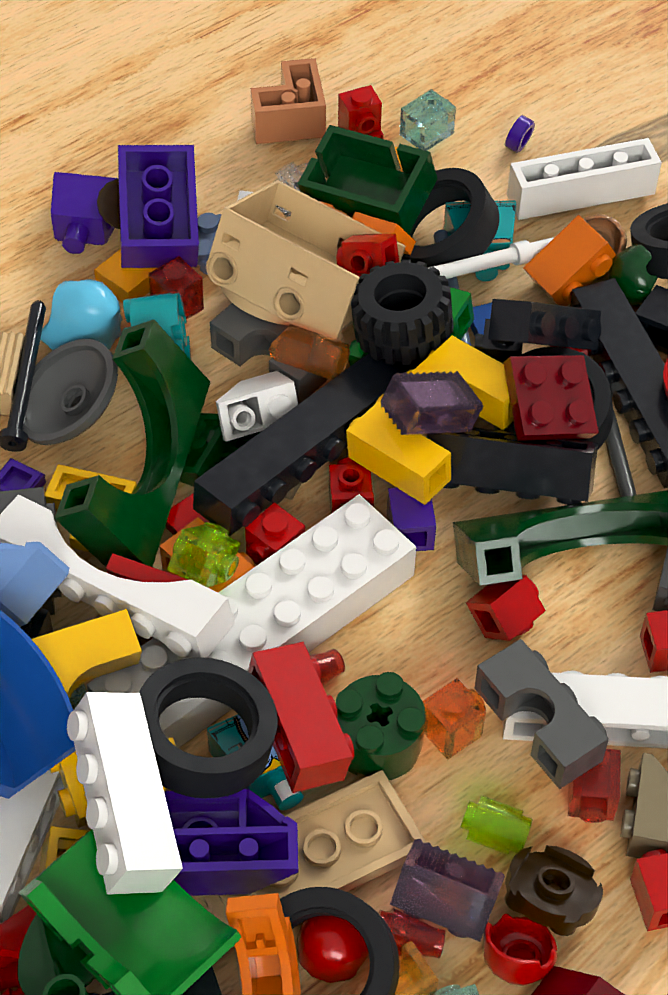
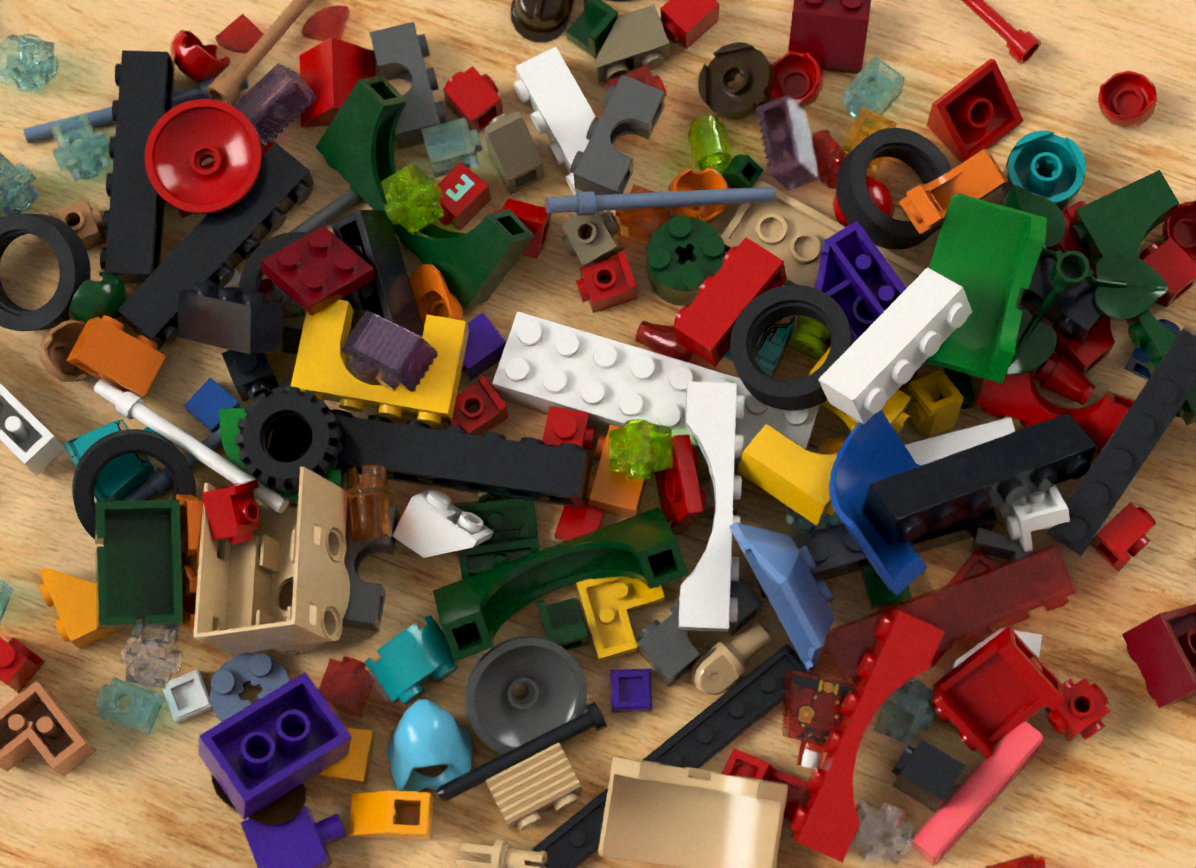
camera: 115 degrees left, 20 degrees up
(42, 270) = (392, 815): none -> light orange slope
(111, 453) = (564, 623): none -> dark green panel
(261, 166) = (138, 715): none -> clear light blue brick
(405, 651) = (603, 296): none -> red brick
(441, 775) = (701, 180): none -> orange hair
(444, 831) = (745, 165): none -> dark green piece
(455, 655) = (604, 239): none -> dark tan brick
(468, 504) = (433, 294): none -> orange cap
(479, 633) = (588, 203): none -> sand blue bar
(574, 579) = (462, 196): none -> red brick
(584, 513) = (412, 198): none -> clear neon green brick
(591, 634) = (513, 151): none -> dark tan slope
(630, 590) = (450, 144): none -> clear light blue brick

